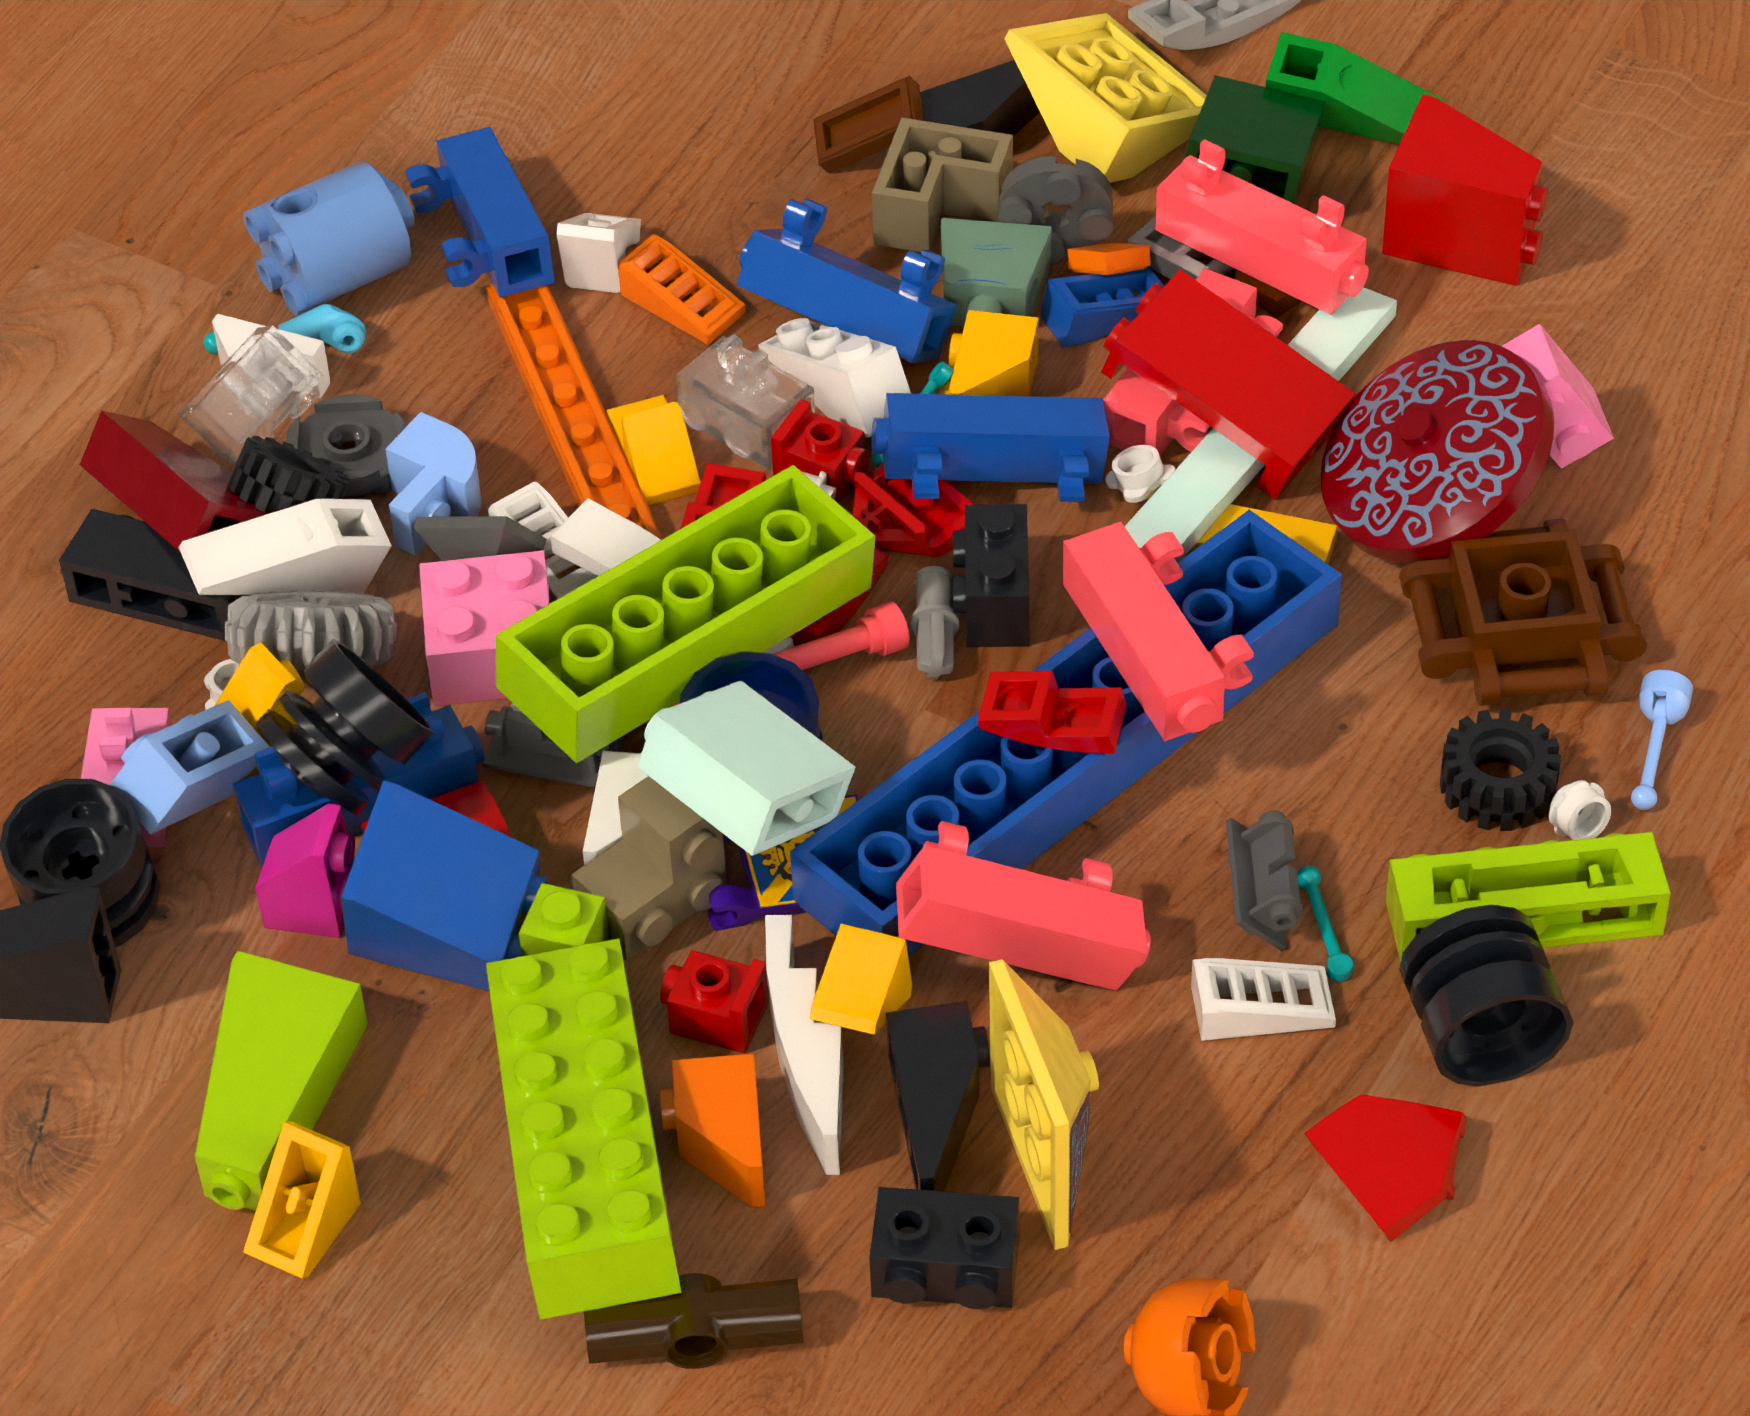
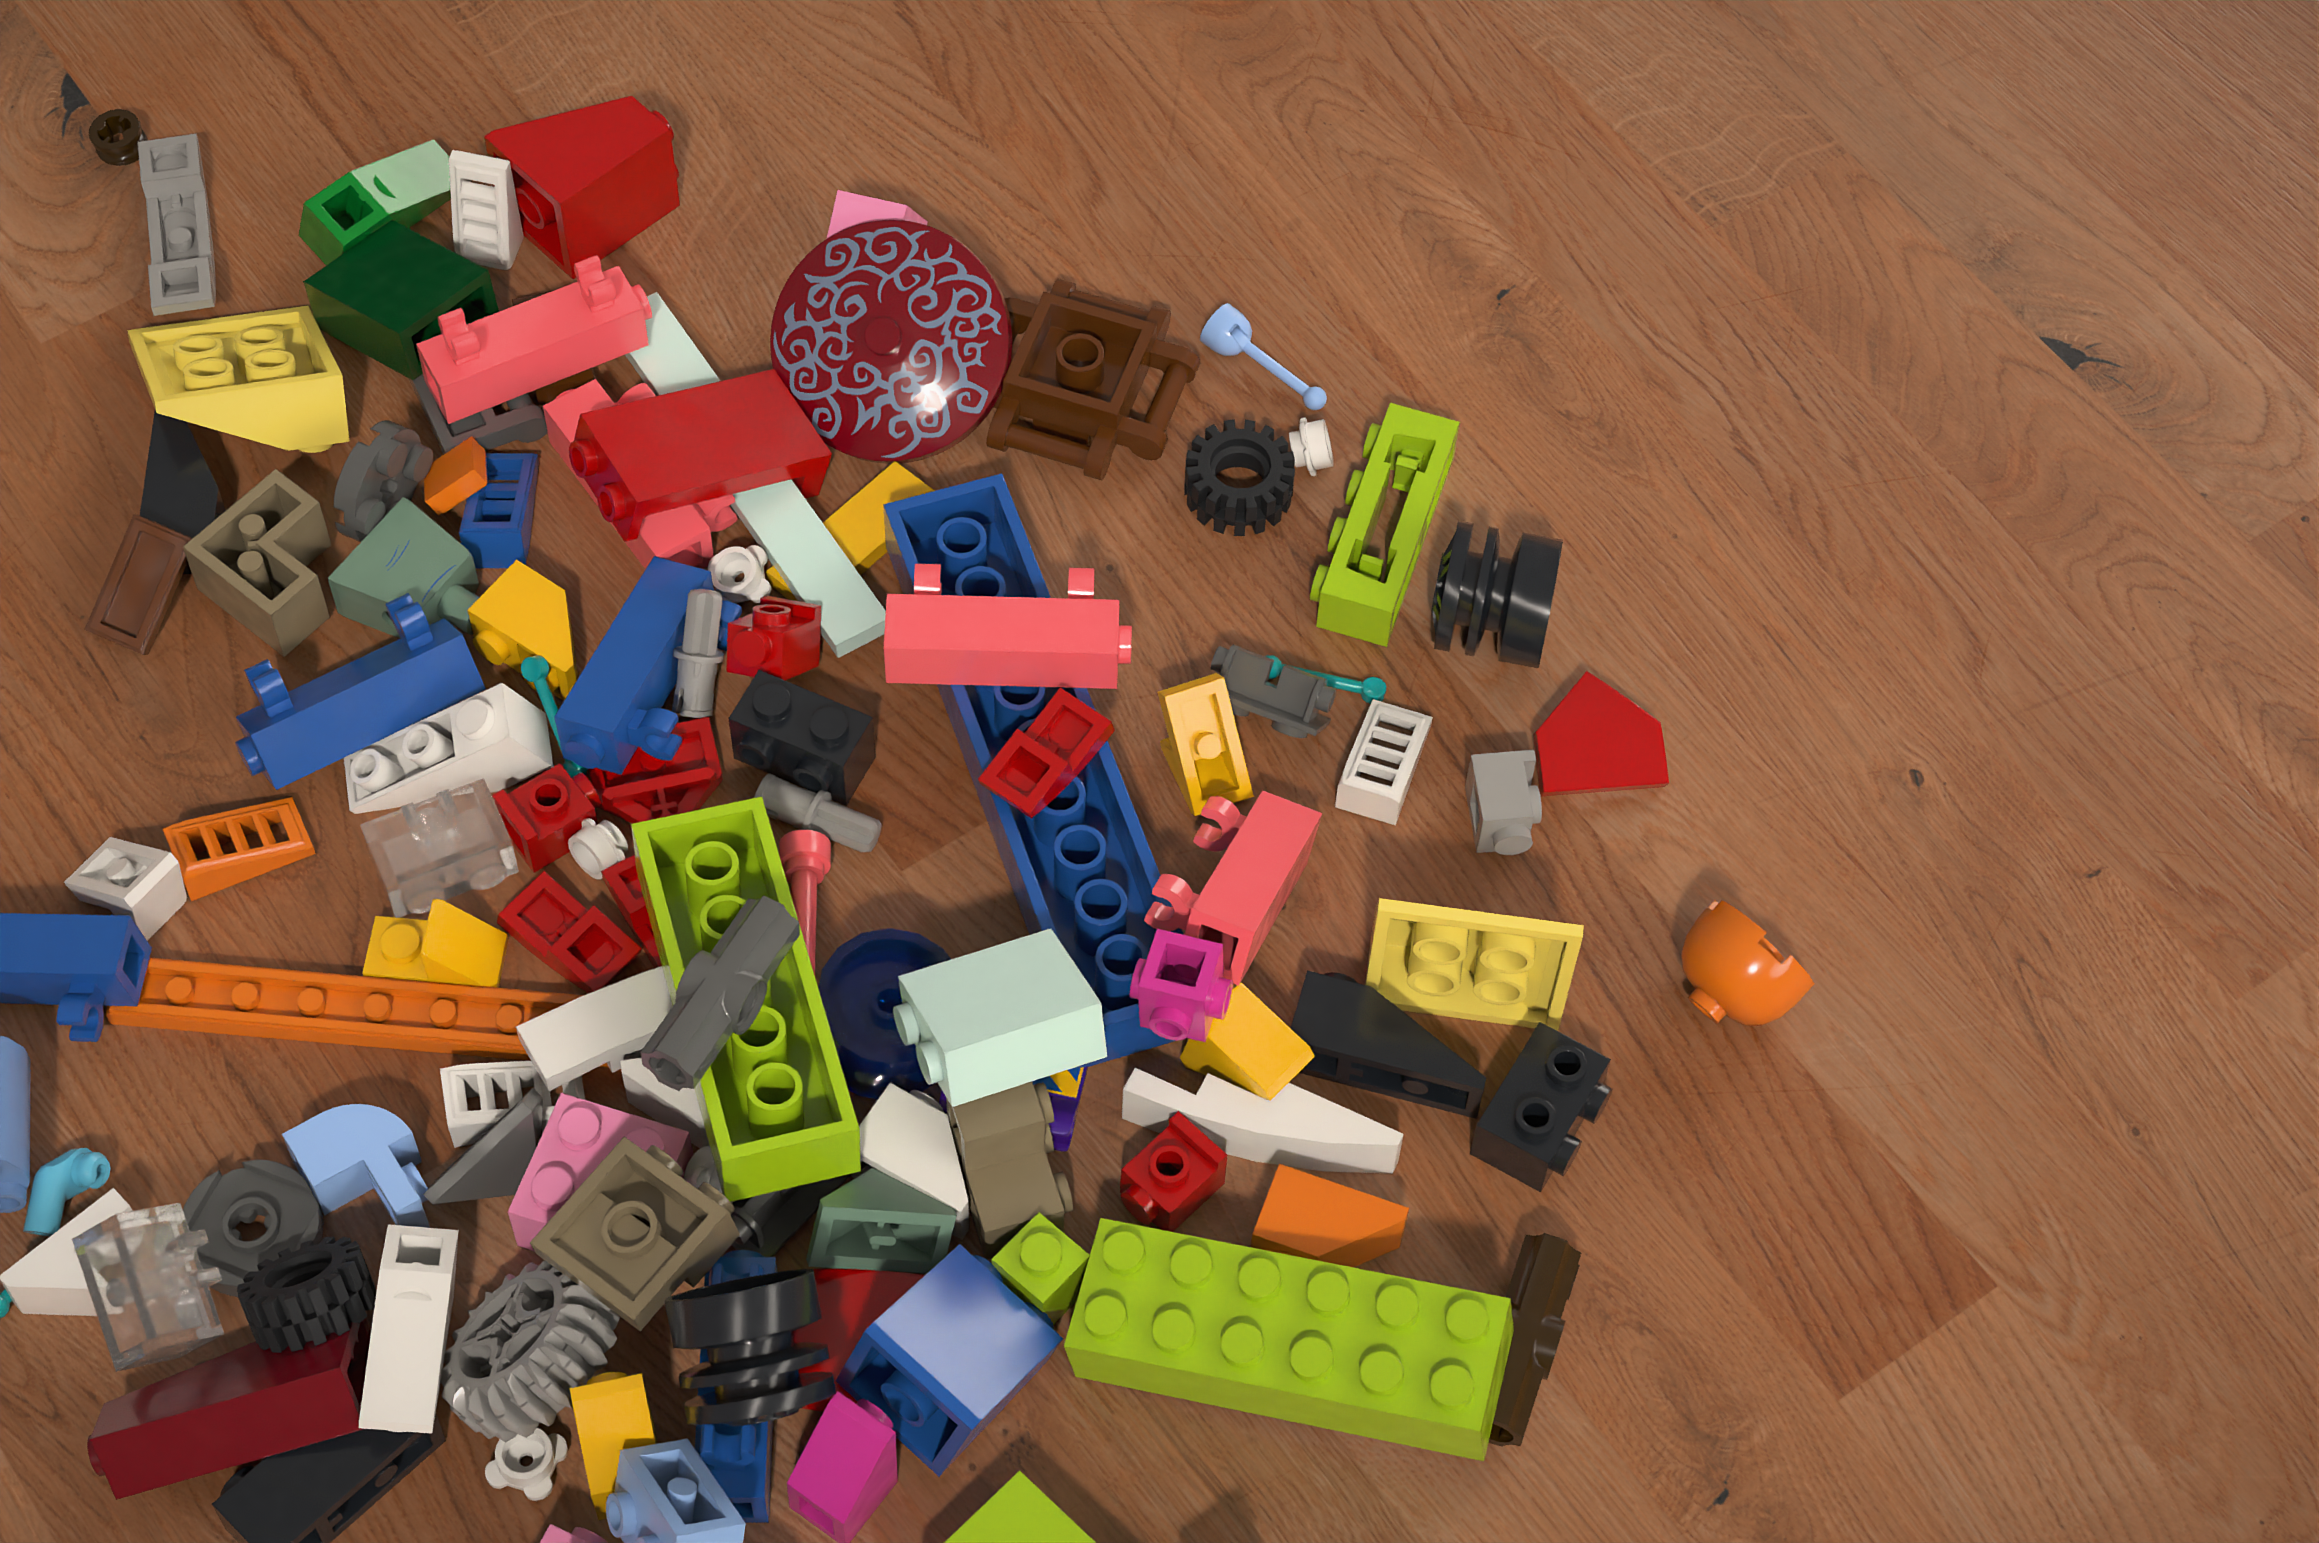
camera: 70 degrees left, 10 degrees up
(422, 624) = (637, 1232): none -> dark tan plate
(540, 801) = (880, 1227): none -> sand green slope
(644, 564) = (720, 993): none -> dark grey piece
(851, 877) = (1181, 986): none -> dark pink brick
(1029, 465) = (698, 655): none -> light grey axle
(1071, 504) = (775, 638): none -> red brick
(1174, 848) = (1203, 742): none -> yellow slope
(1266, 1098) = (1503, 801): none -> light grey brick
(1376, 148) = (484, 216): none -> white slope

